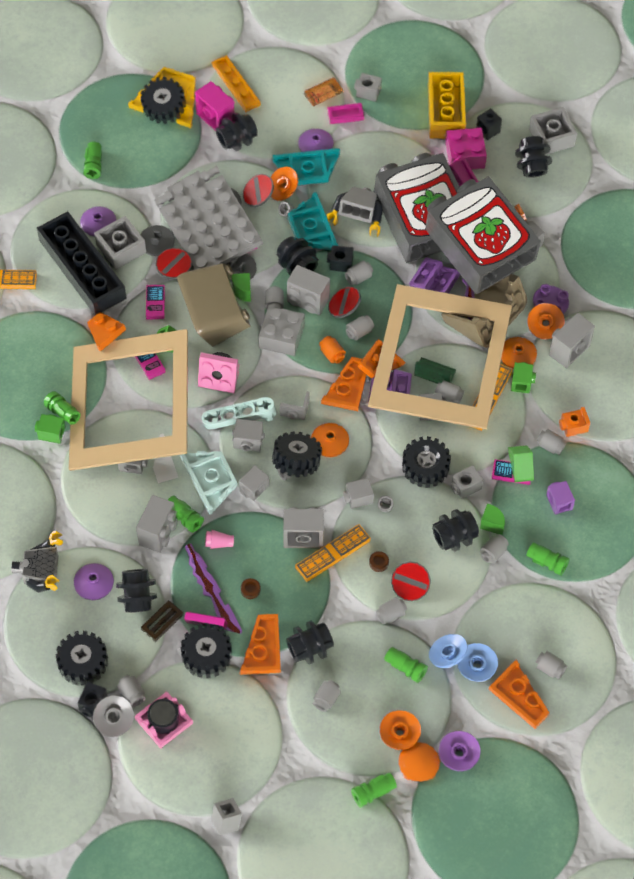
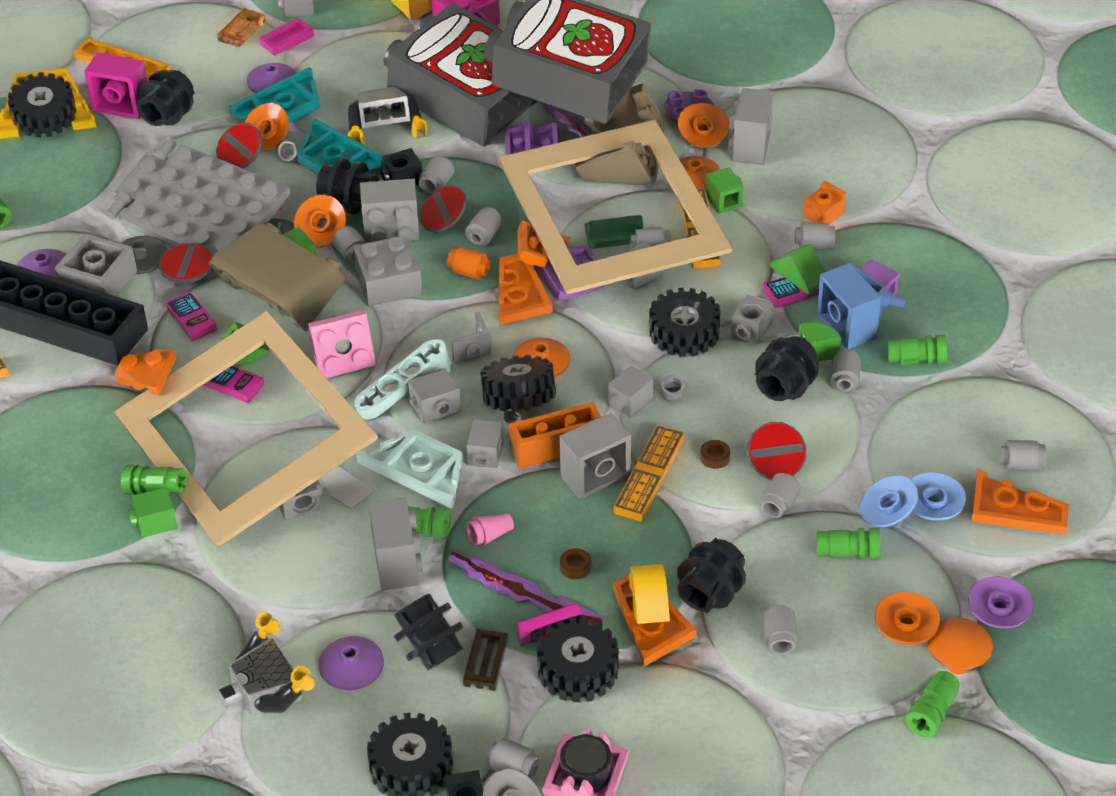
camera: 30 degrees left, 15 degrees down
(262, 269) = (315, 211): none -> orange dish
(264, 635) = (649, 593): none -> yellow brick
(281, 497) = (538, 438): none -> orange brick
(532, 507) = (853, 304): none -> medium blue piece

